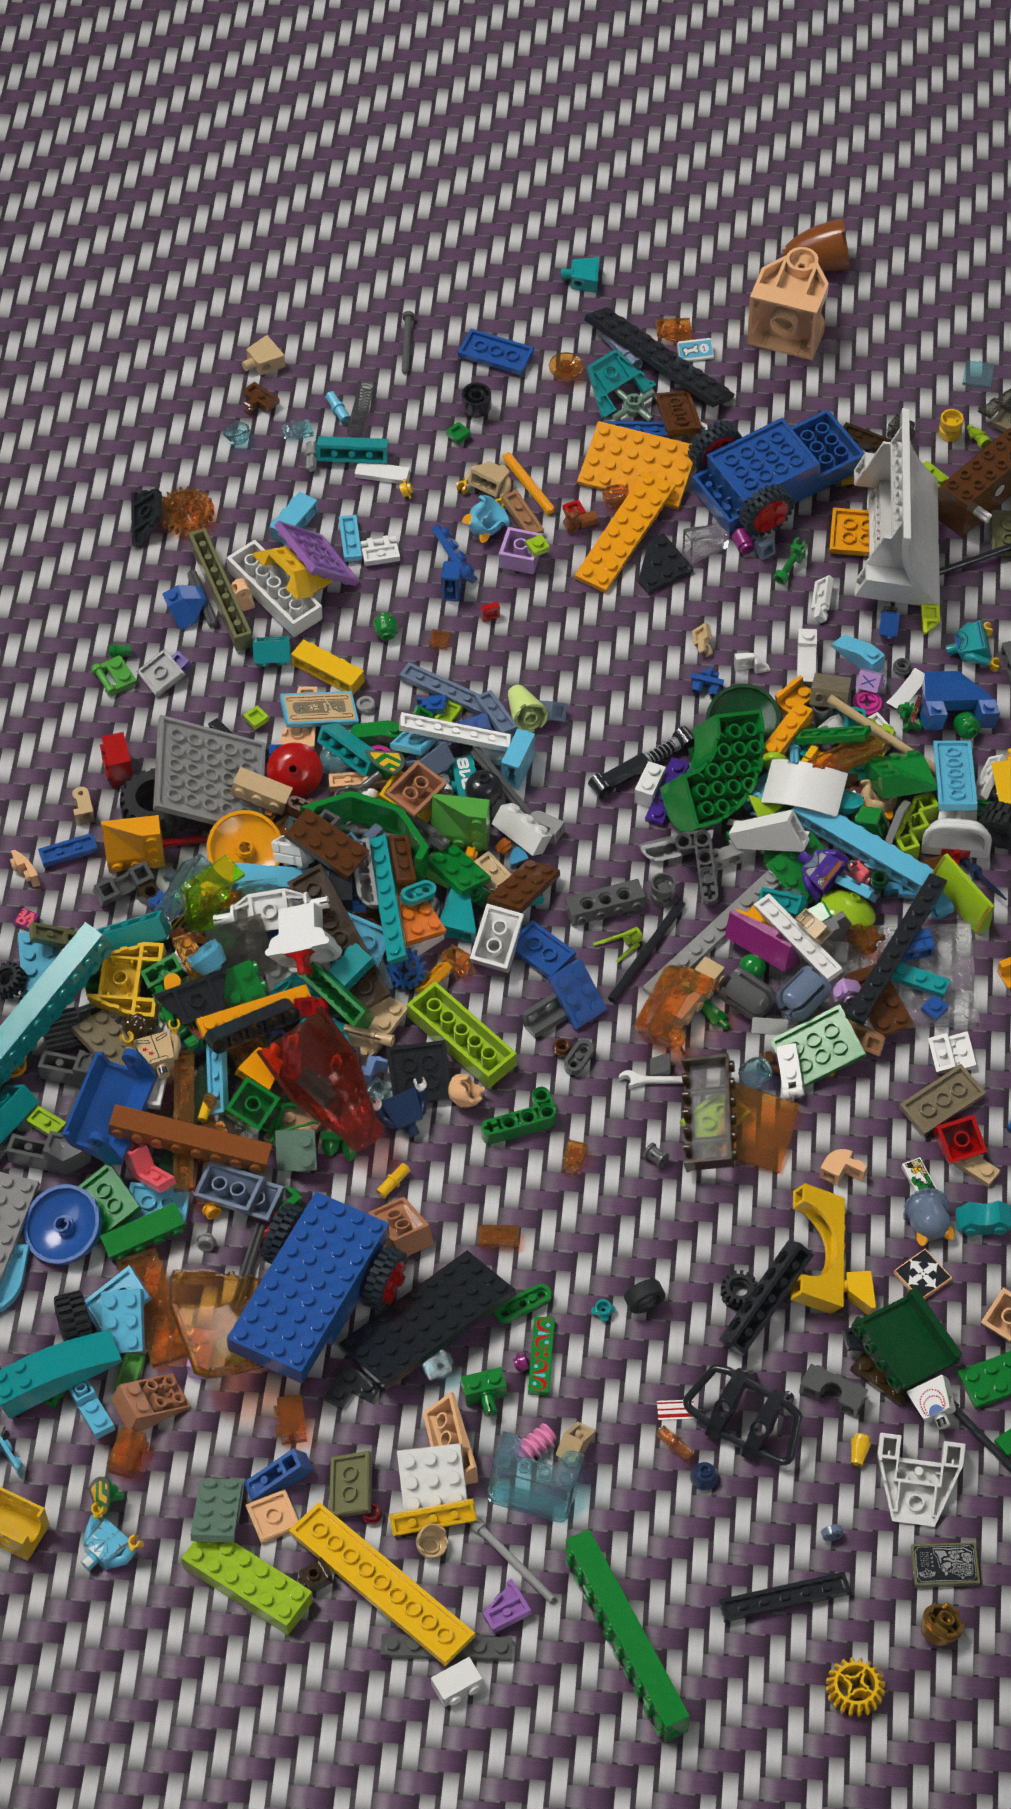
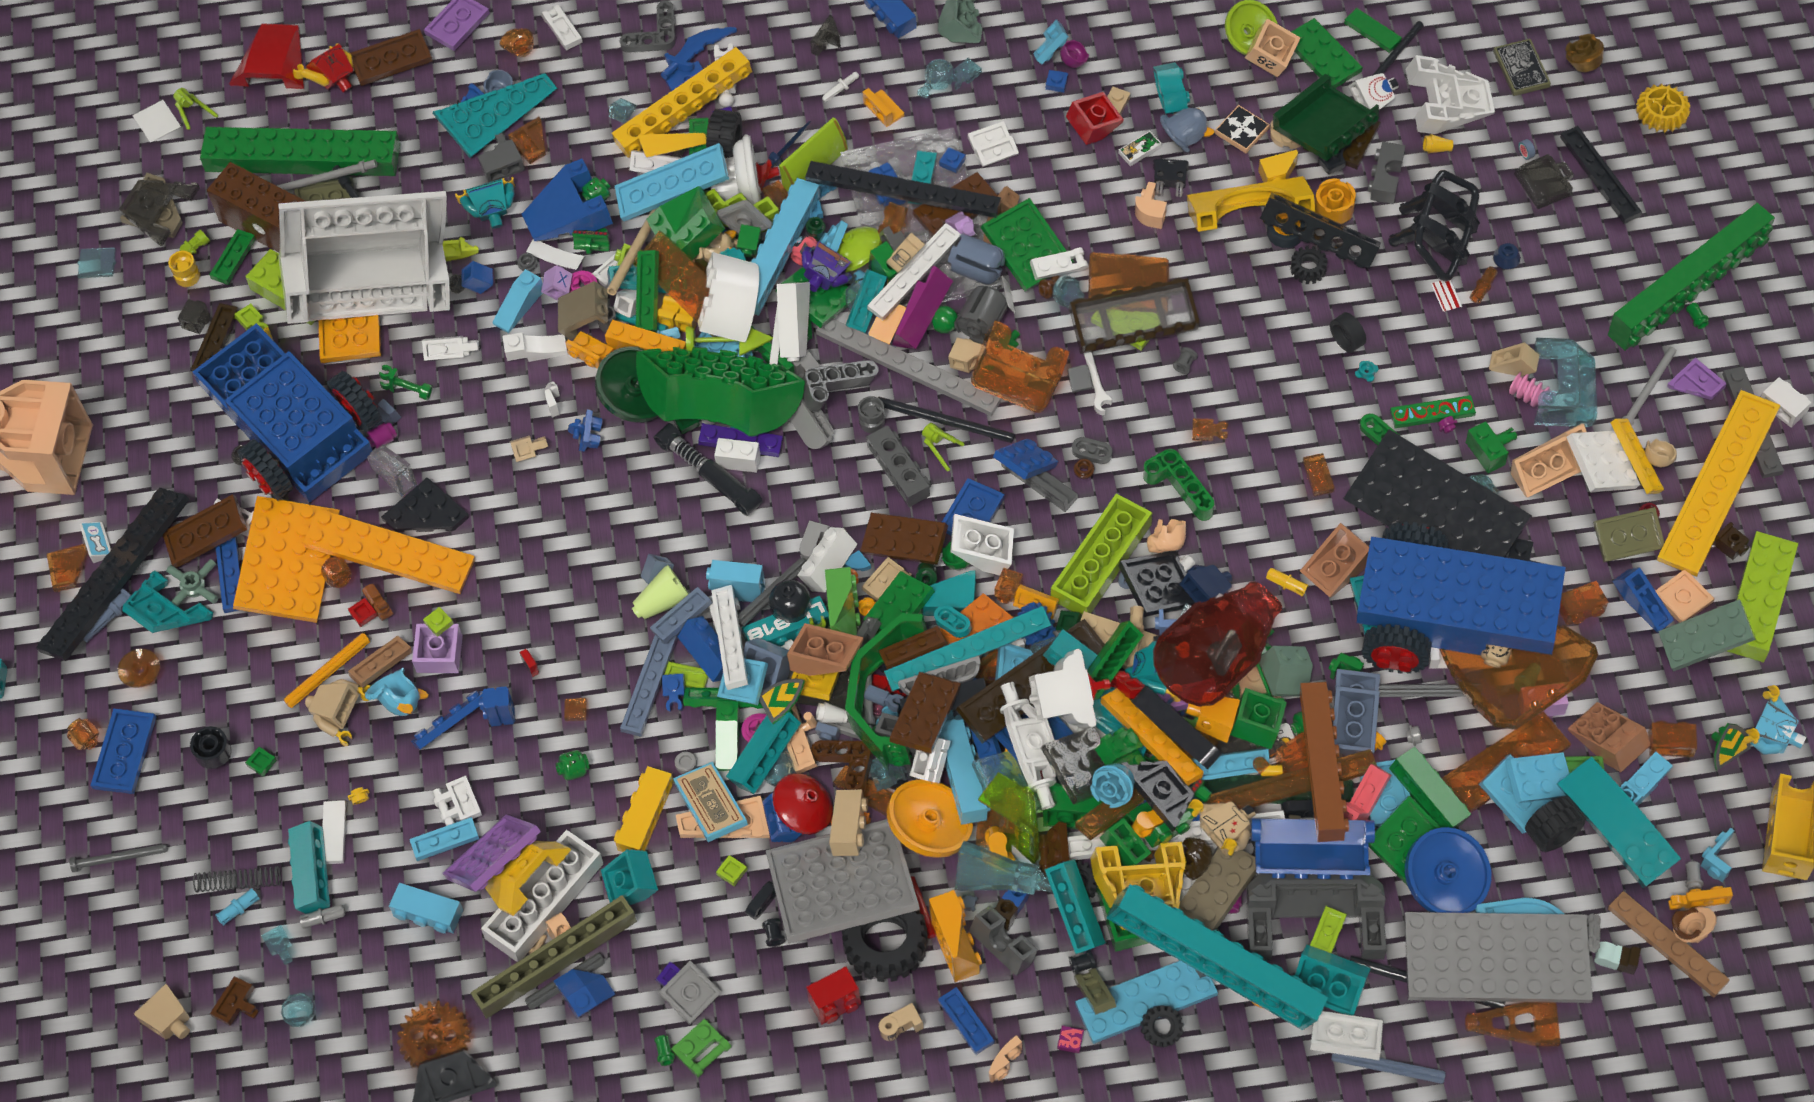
camera: 100 degrees left, 5 degrees up
(365, 784) = (826, 743): dark grey piece -> none
(404, 996) = (1067, 620): none -> dark green plate
(517, 328) = (83, 734): none -> clear orange head
(584, 1634) = (1700, 320): none -> green pin
(789, 1541) = (1545, 181): none -> clear smoke piece
(805, 1328) = (1335, 200): none -> light orange brick
(878, 1195) = (1170, 174): none -> black piece
(942, 1100) = (1050, 141): dark tan plate -> none
(950, 457) = (232, 256): none -> green plate

